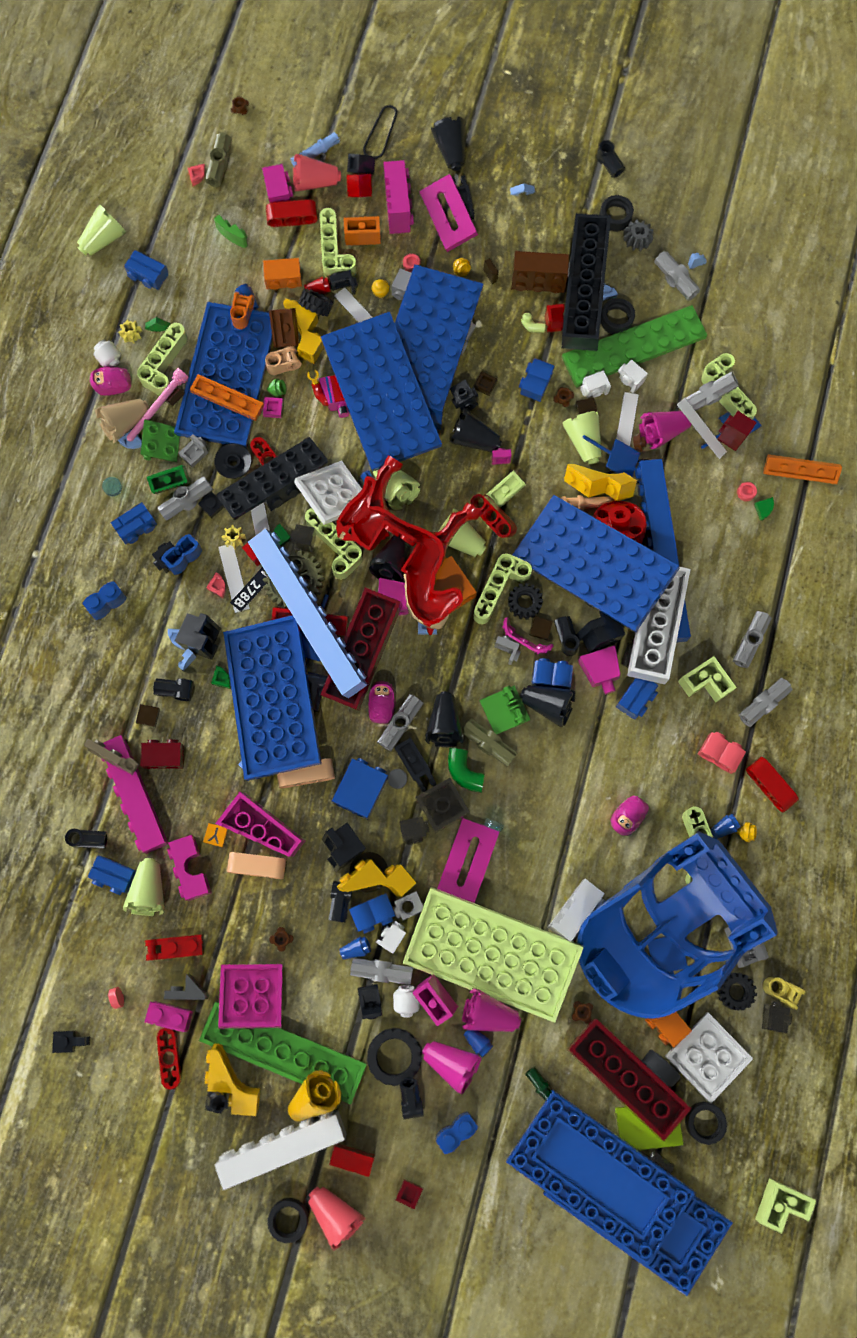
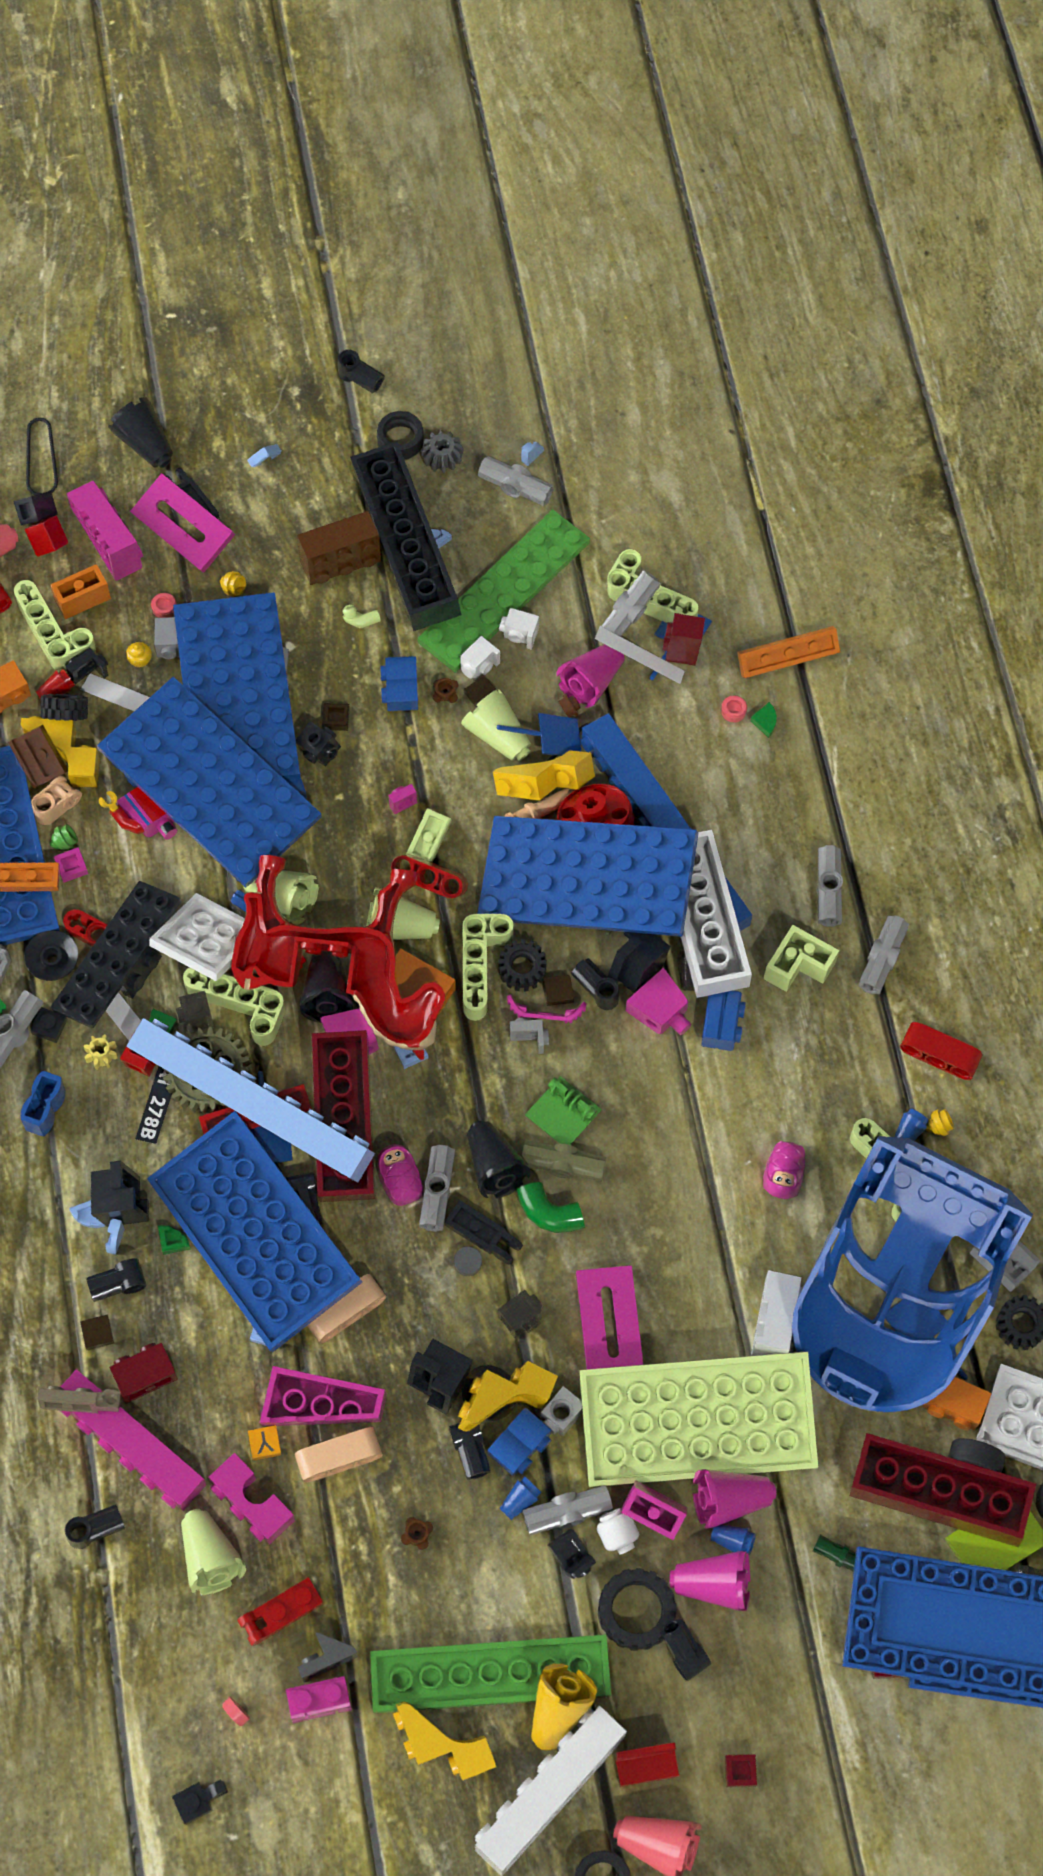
camera: 25 degrees left, 10 degrees down
(111, 874) = (152, 1556): blue brick -> none
(158, 555) = (13, 1119): black bracket -> none
(175, 1073) = (337, 1732): red beam -> none
(216, 1102) = (435, 1774): black piece -> none
(217, 585) = (108, 1124): coral tile -> none
(232, 572) = (118, 1099): white sticker -> none
(250, 996) = (413, 1620): dark pink plate -> none
(360, 788) = (426, 1294): blue brick -> none
(392, 937) = (560, 1461): white brick -> none
(442, 805) = (543, 1265): clear smoke brick -> none
(452, 1135) = (760, 1668): blue brick -> none
(474, 433) = (353, 784): black cone -> none
(490, 271) = (274, 573): dark brown tile -> none
(493, 825) = (620, 1259): clear light blue tile -> none
(549, 702) = (615, 1075): black cone -> none
(552, 674) = (602, 1041): blue brick -> none
(554, 317) = (385, 597): red panel -> none
(587, 1008) = (849, 1432): reddish brown plate -> none
(621, 304) = (471, 546): black tyre -> none
(627, 418) = (539, 682): white sticker -> none
(721, 752) = (860, 1040): coral brick -> none

